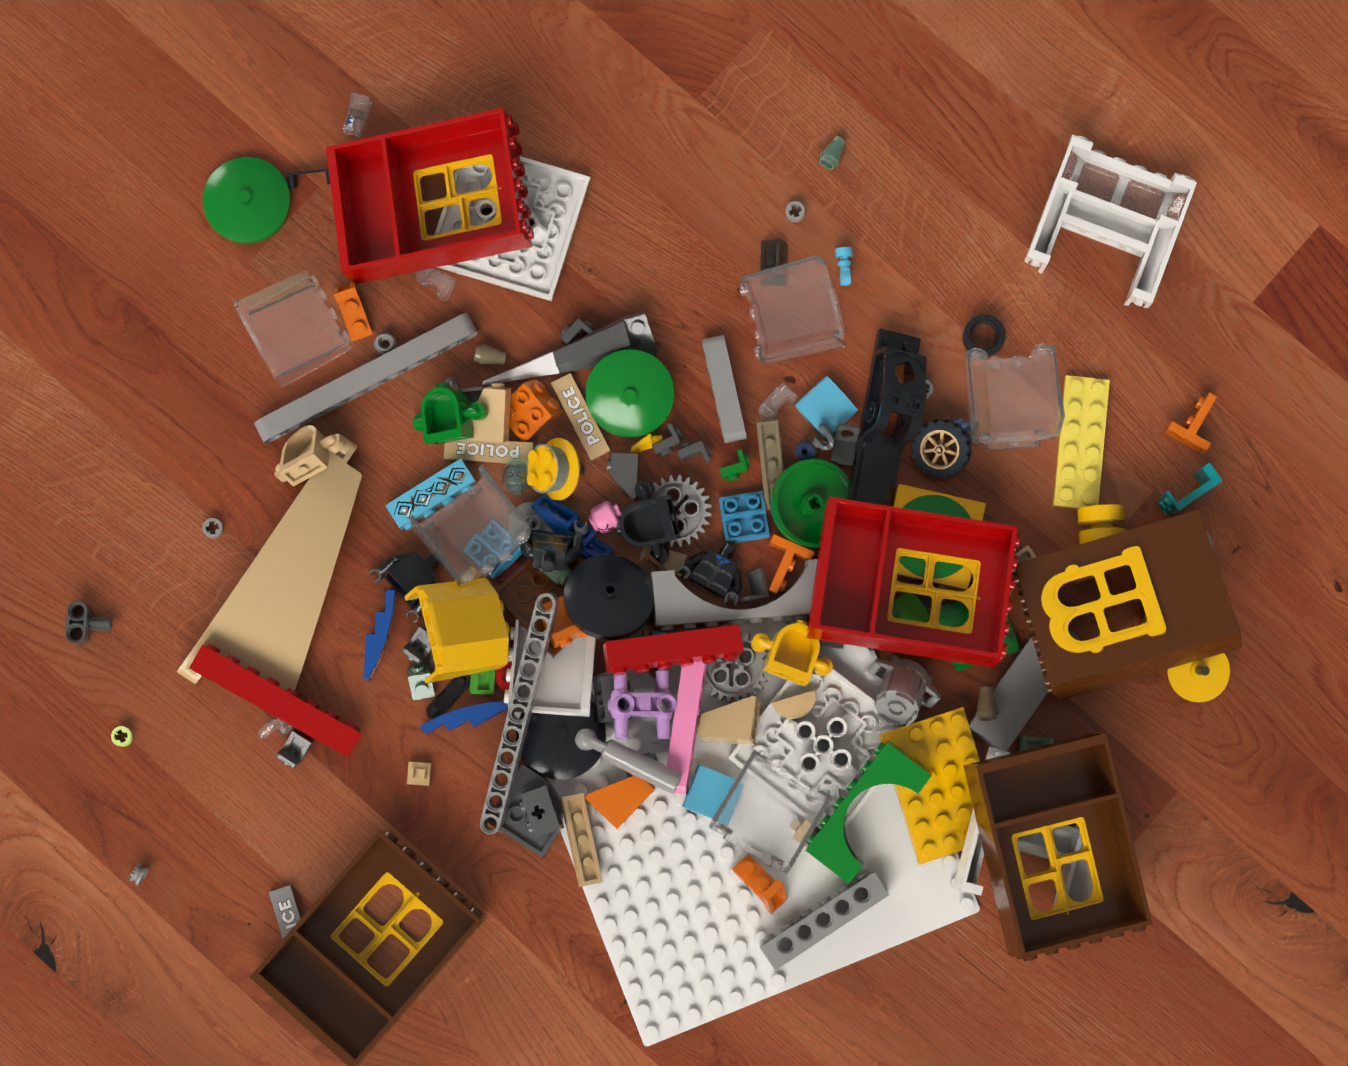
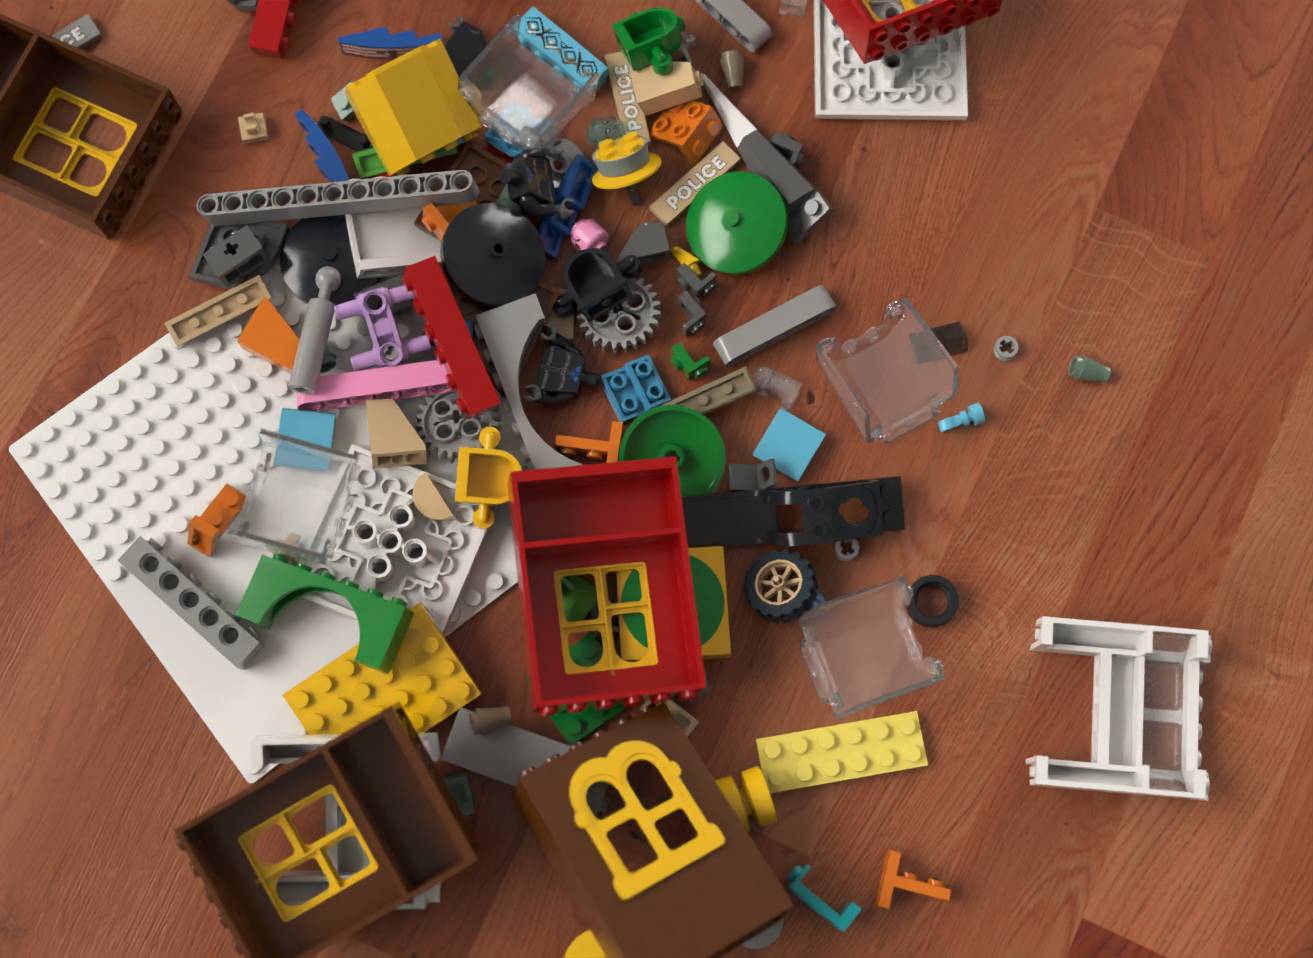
camera: 75 degrees right, 5 degrees down
(758, 586) = (559, 427): dark grey bracket -> none
(807, 449) = (736, 438): leg -> none
(901, 690) = (479, 615): light grey container -> none

